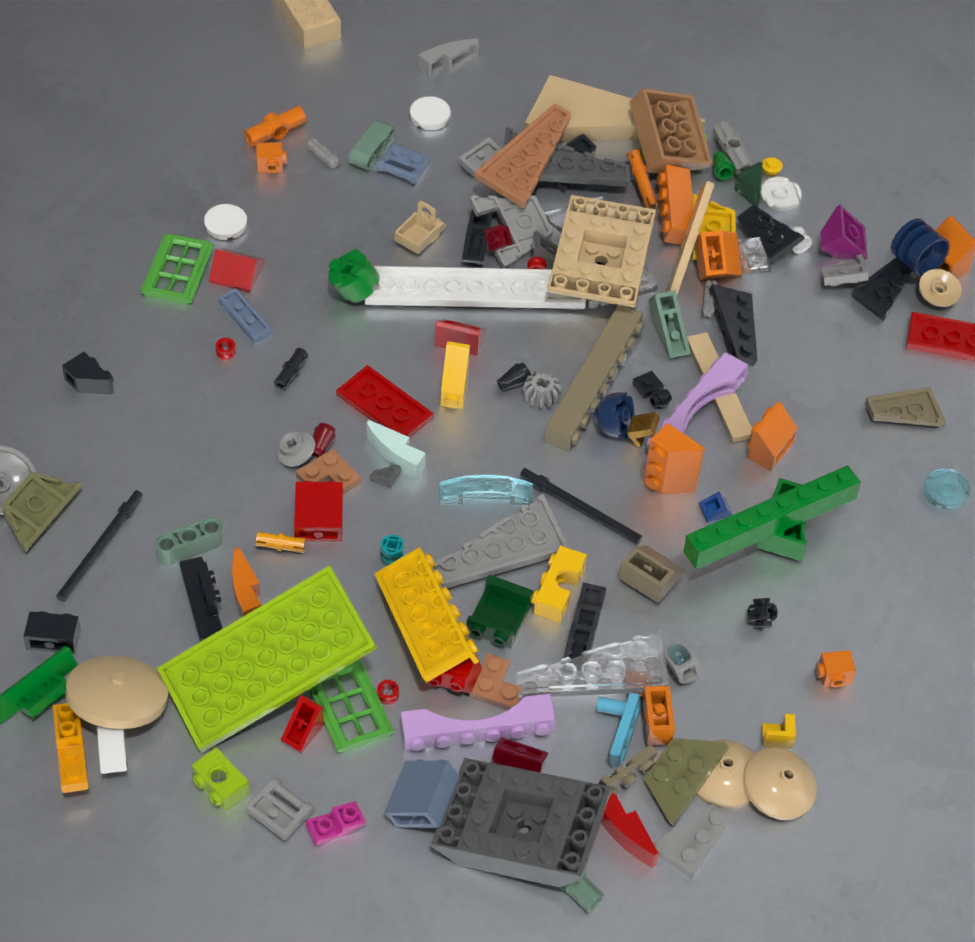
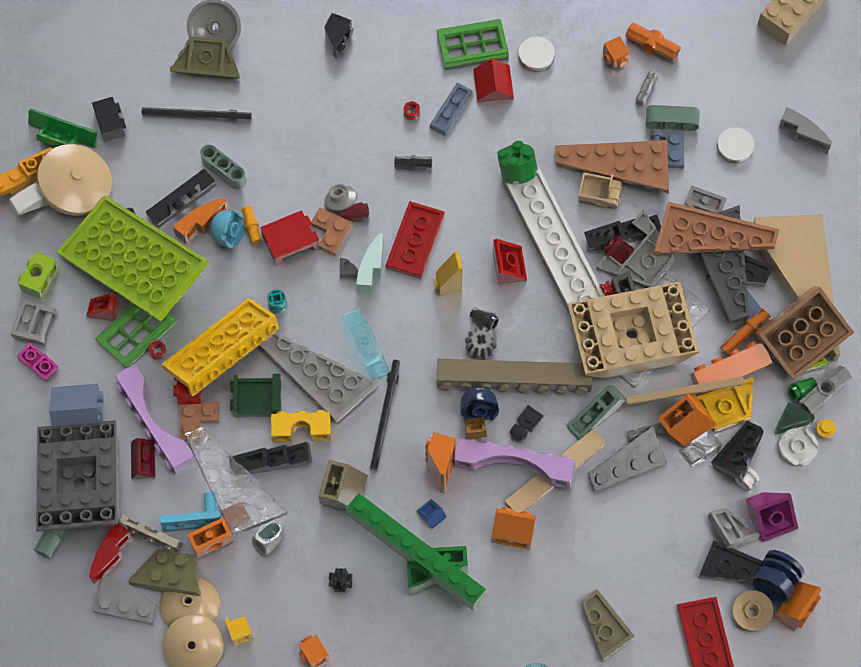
camera: 70 degrees right, 15 degrees up
(272, 563) = (227, 228): none -> medium azure cylinder
(397, 199) = (629, 162): none -> nougat wing

